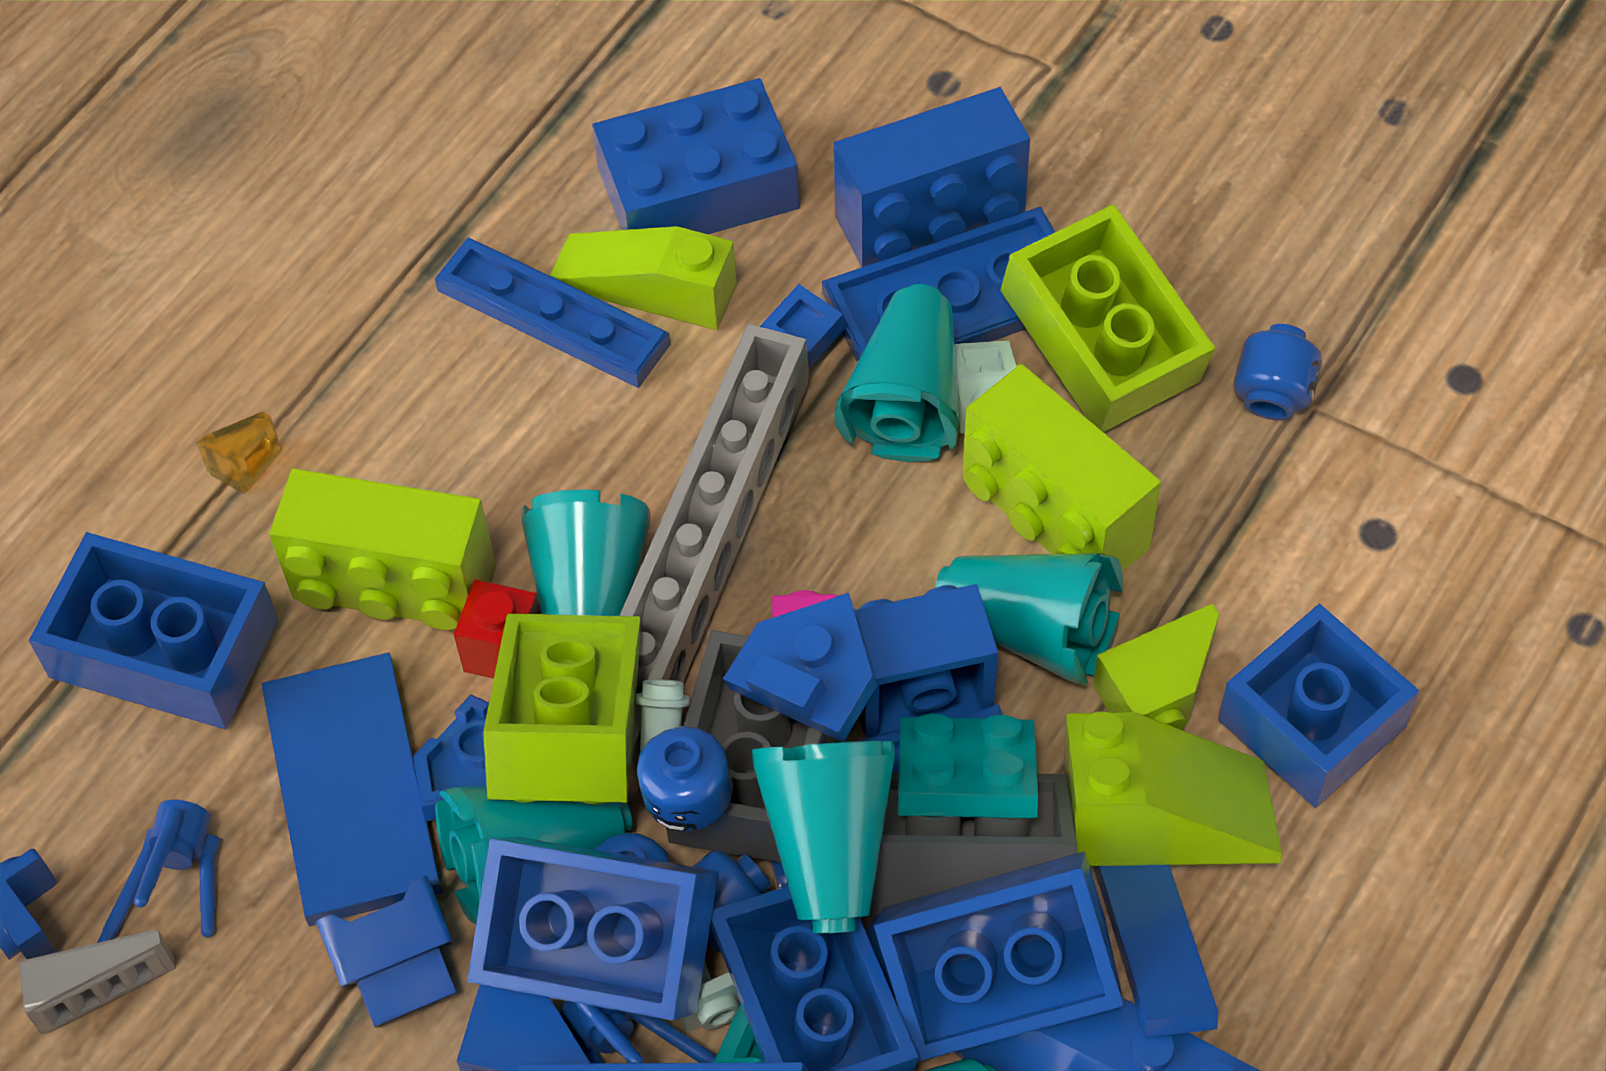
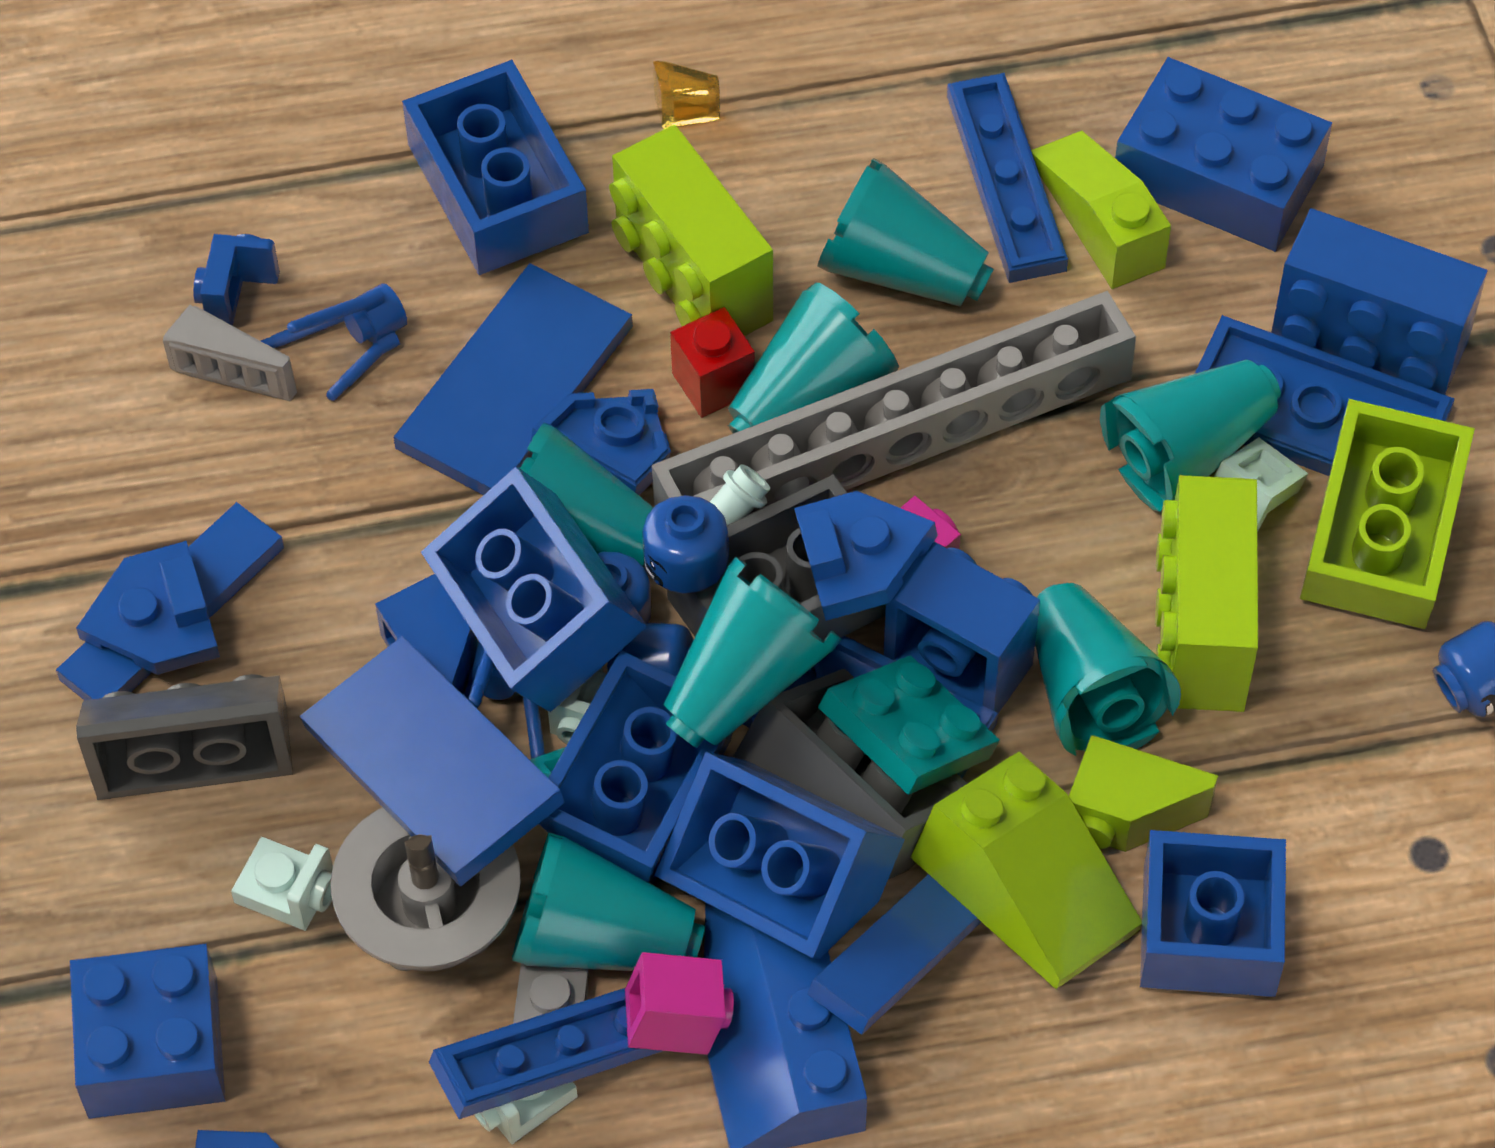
camera: 45 degrees right, 0 degrees up
(393, 954) = (414, 502): blue piece -> none
(541, 419) = (904, 242): none -> teal cone
(563, 709) = (671, 431): lime slope -> none
(809, 318) = (1167, 335): blue plate -> none

